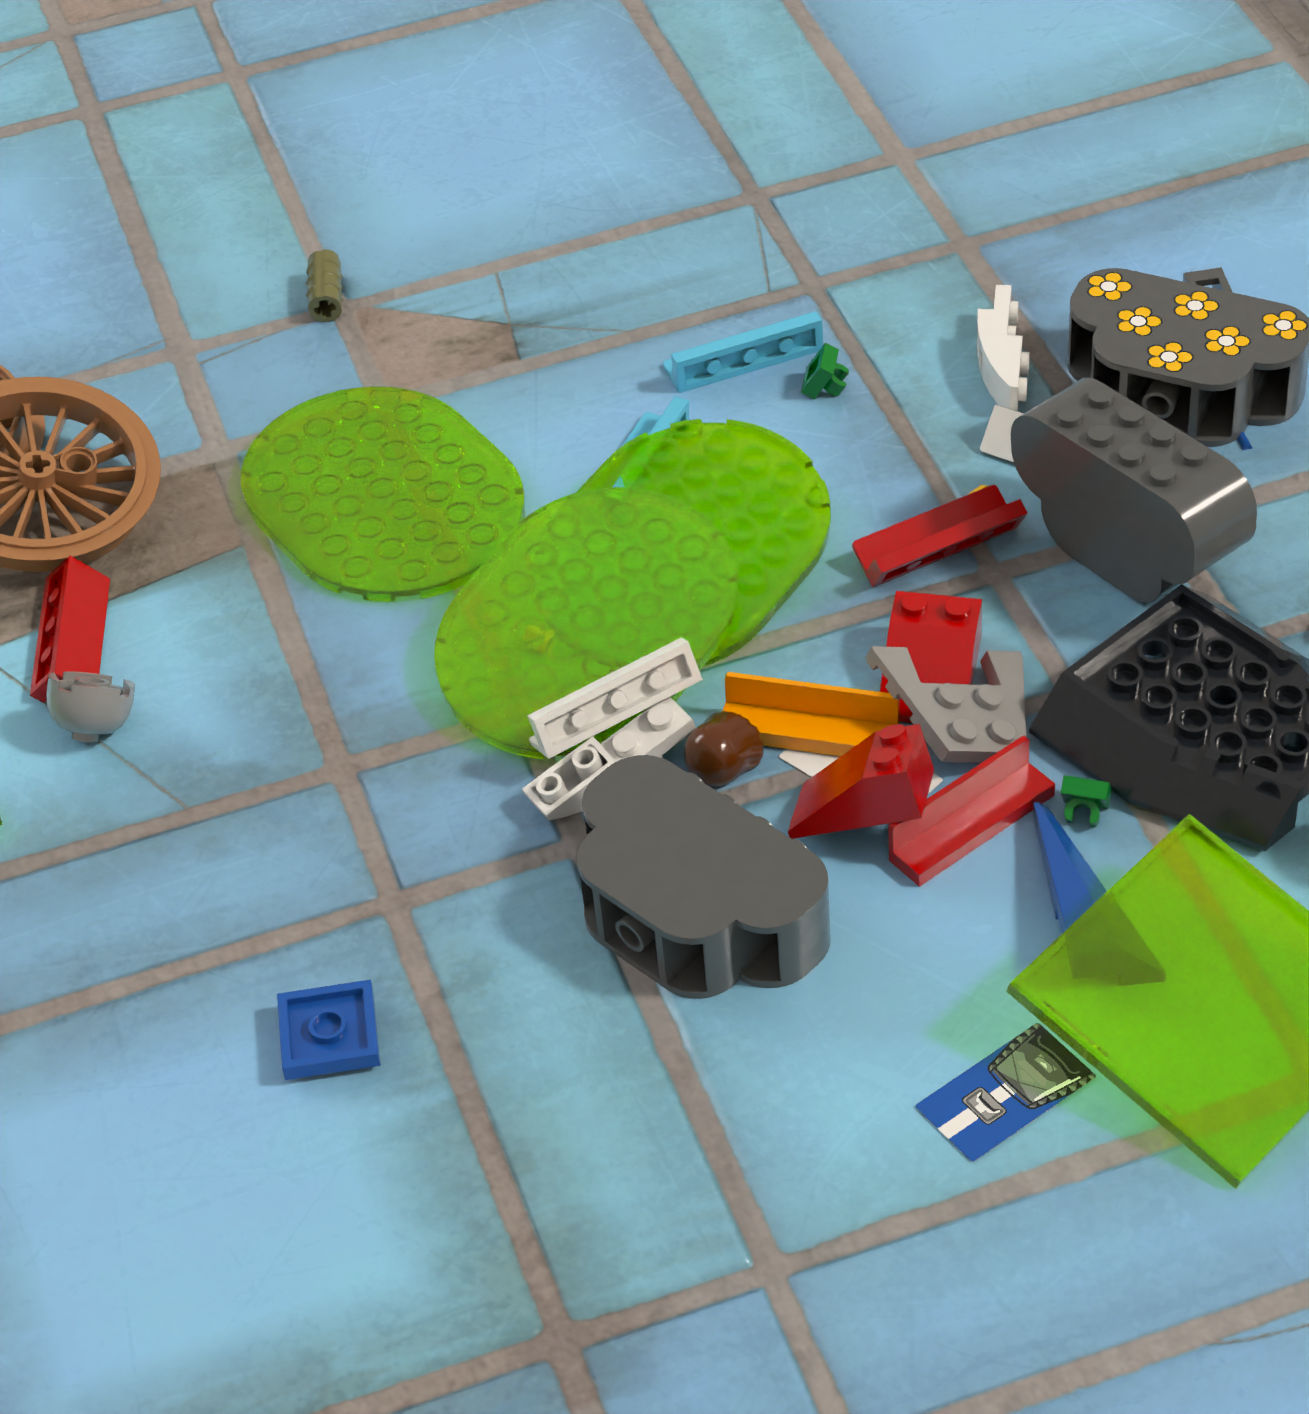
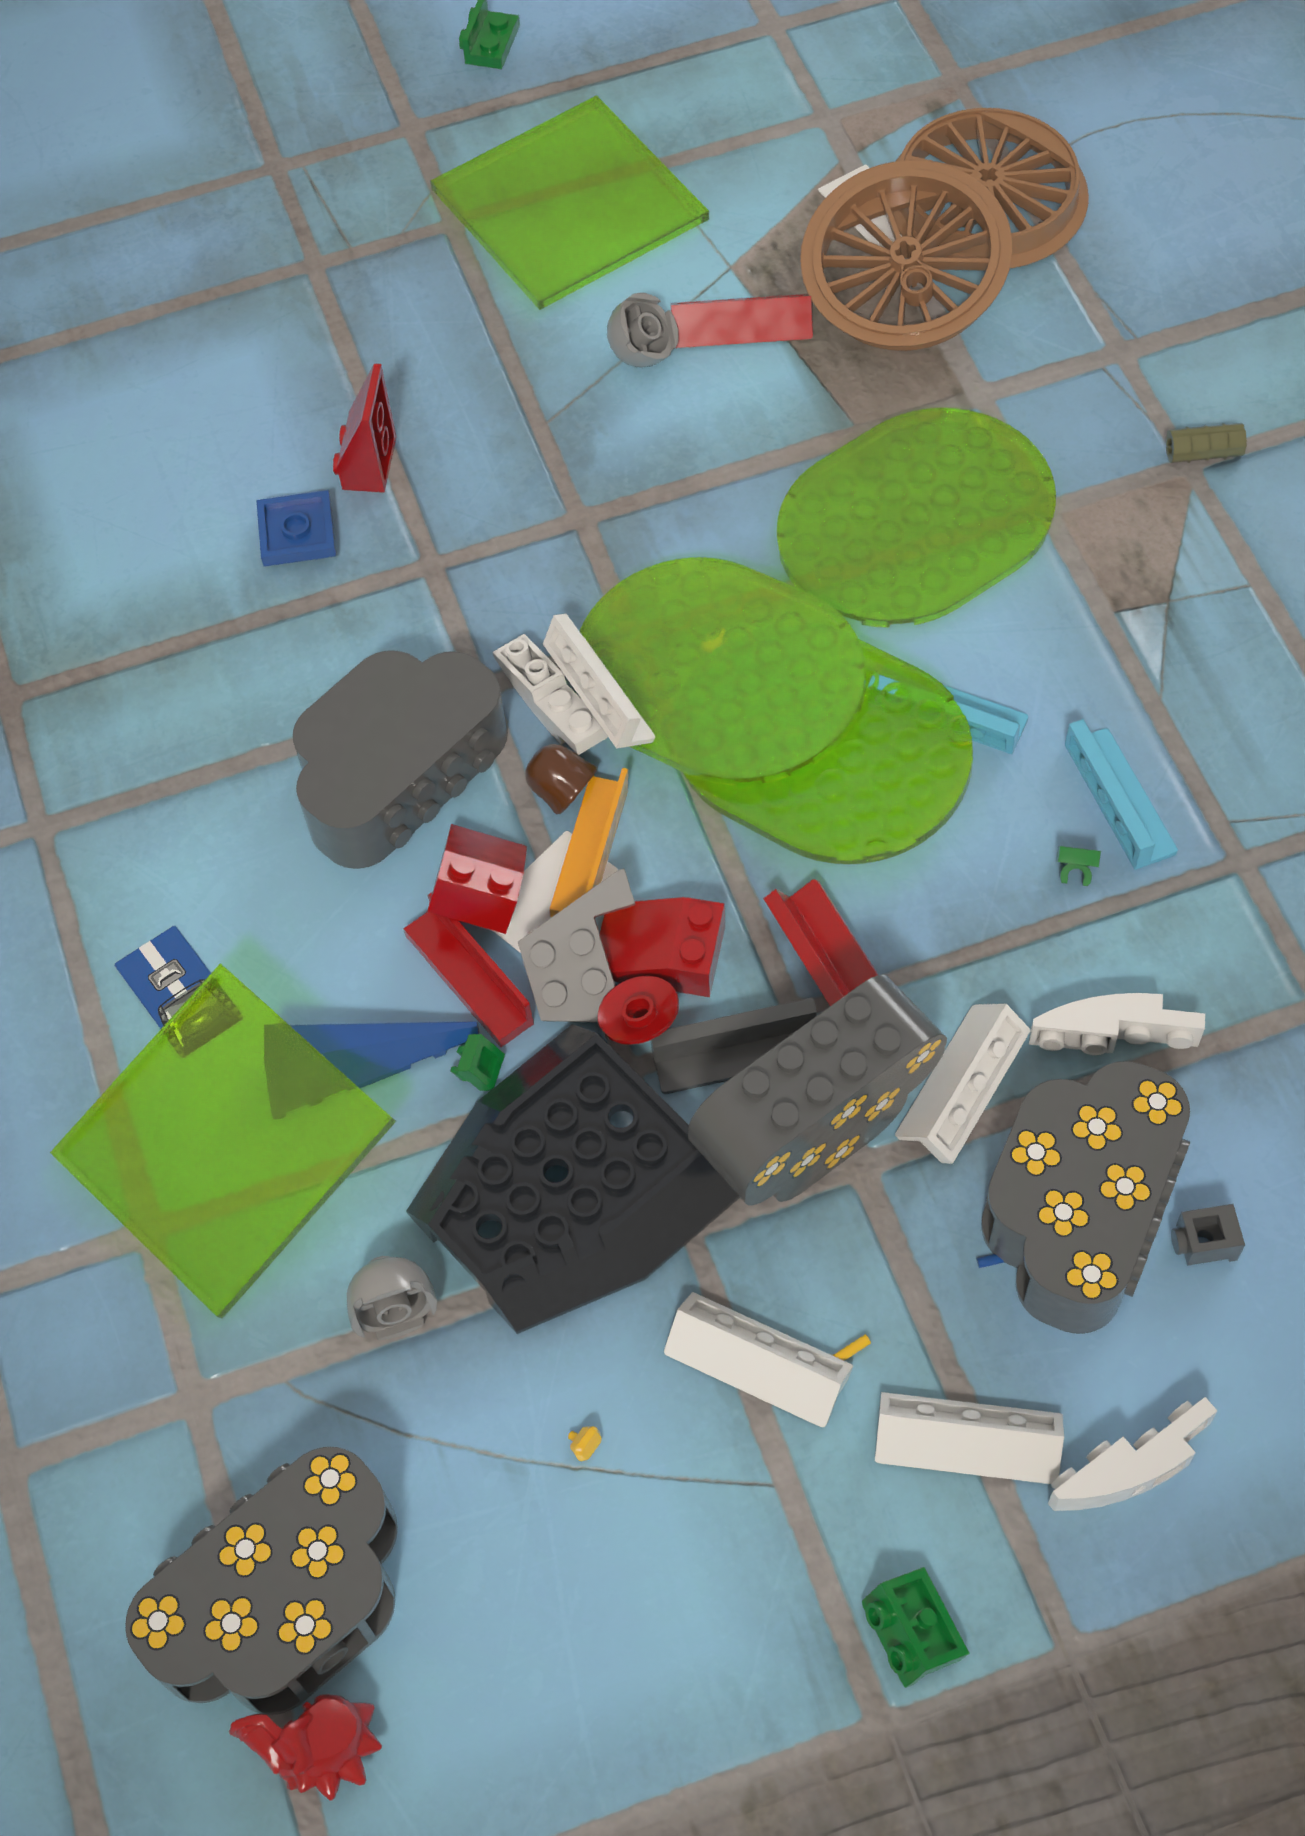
camera: 90 degrees right, 15 degrees up
(210, 933) = (367, 438): none -> red slope
(1020, 640) = (638, 1010): none -> red dish
(1042, 603) = (725, 1045): none -> dark grey panel

